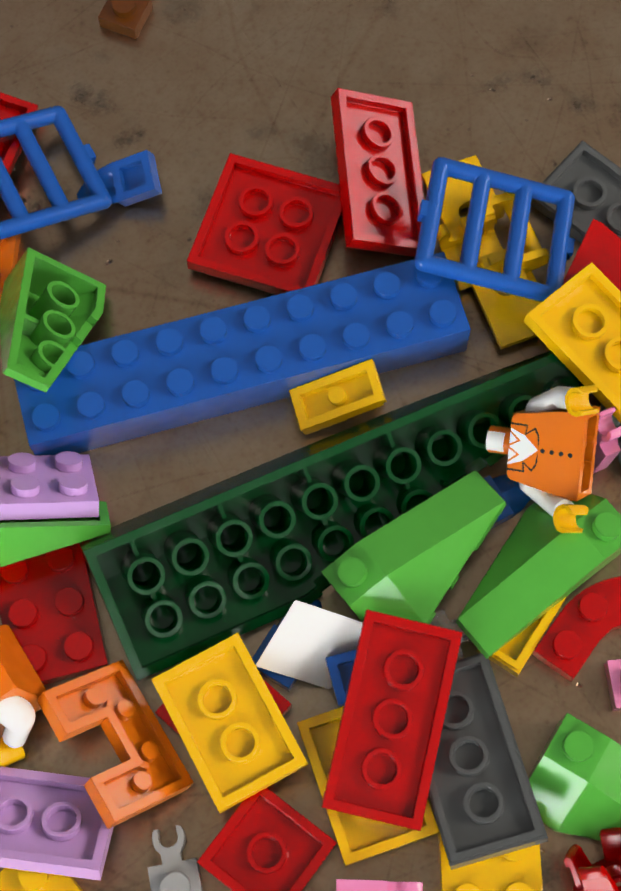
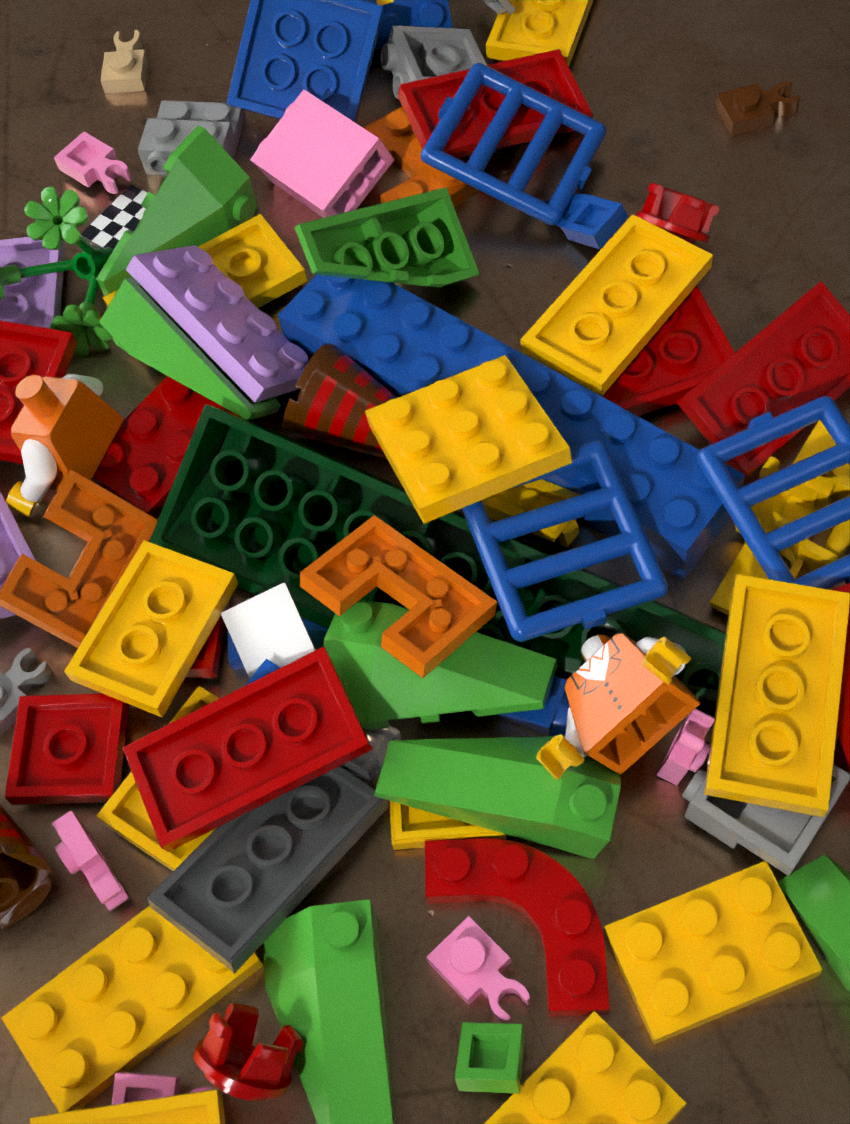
camera: 60 degrees right, 10 degrees down
(155, 455) = (335, 401): none -> reddish brown cone
(192, 139) = (678, 213): none -> red piece
(232, 219) = (616, 304): none -> yellow plate
(278, 395) = (467, 438): none -> yellow plate
(389, 506) = (440, 602): none -> orange plate
(411, 453) = (588, 611): none -> blue bar

